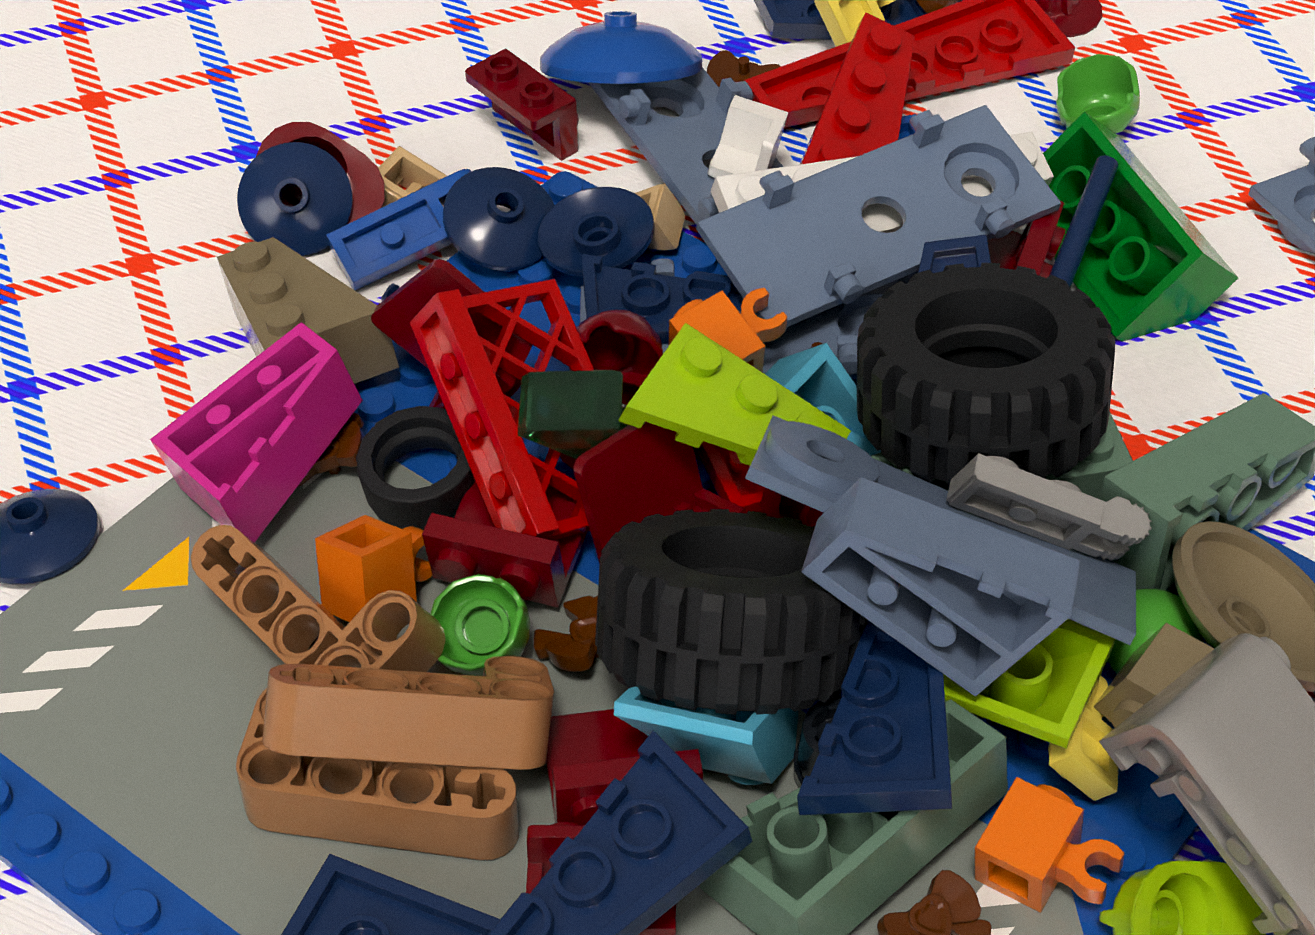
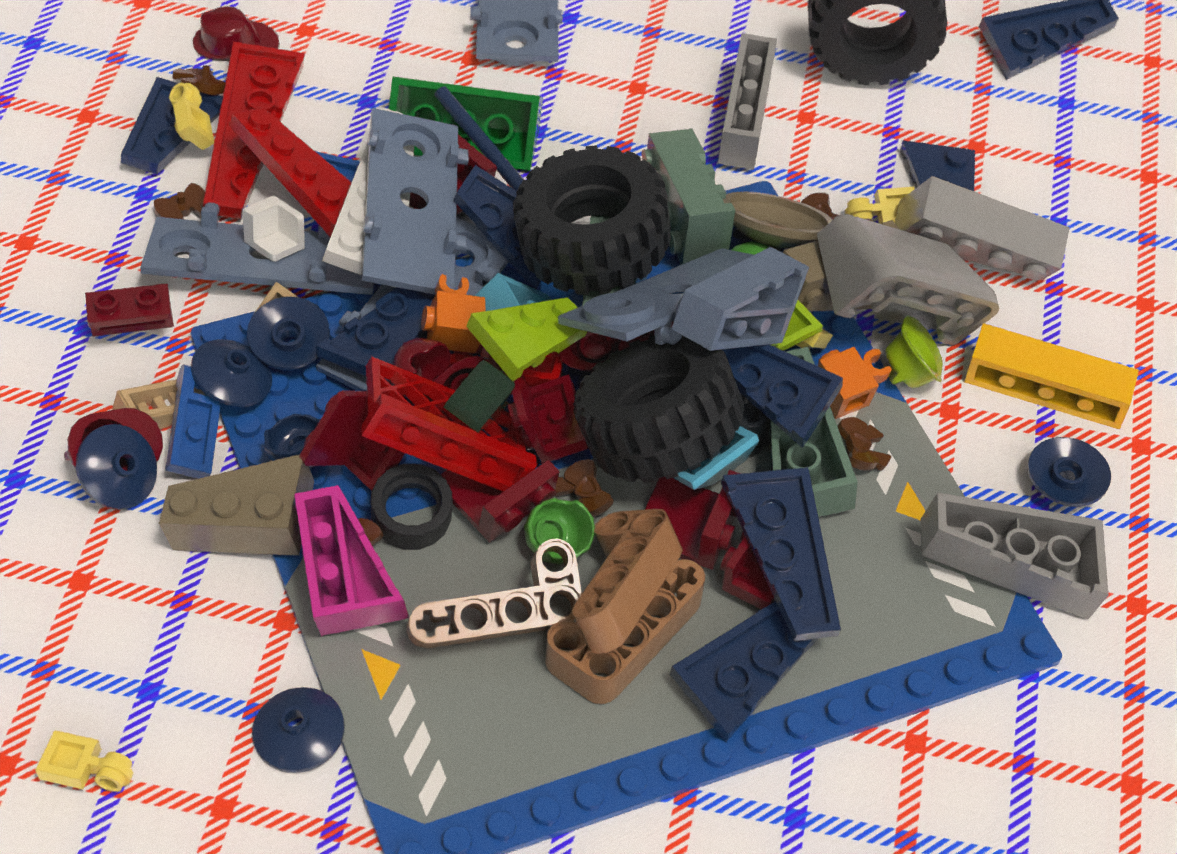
camera: 65 degrees left, 5 degrees up
(365, 561) = (484, 559): orange brick -> none
(620, 53) = (134, 247): blue dish -> none
(1047, 508) = (690, 249): light grey hinge -> none
(1102, 88) = (356, 67): bright green hair -> none

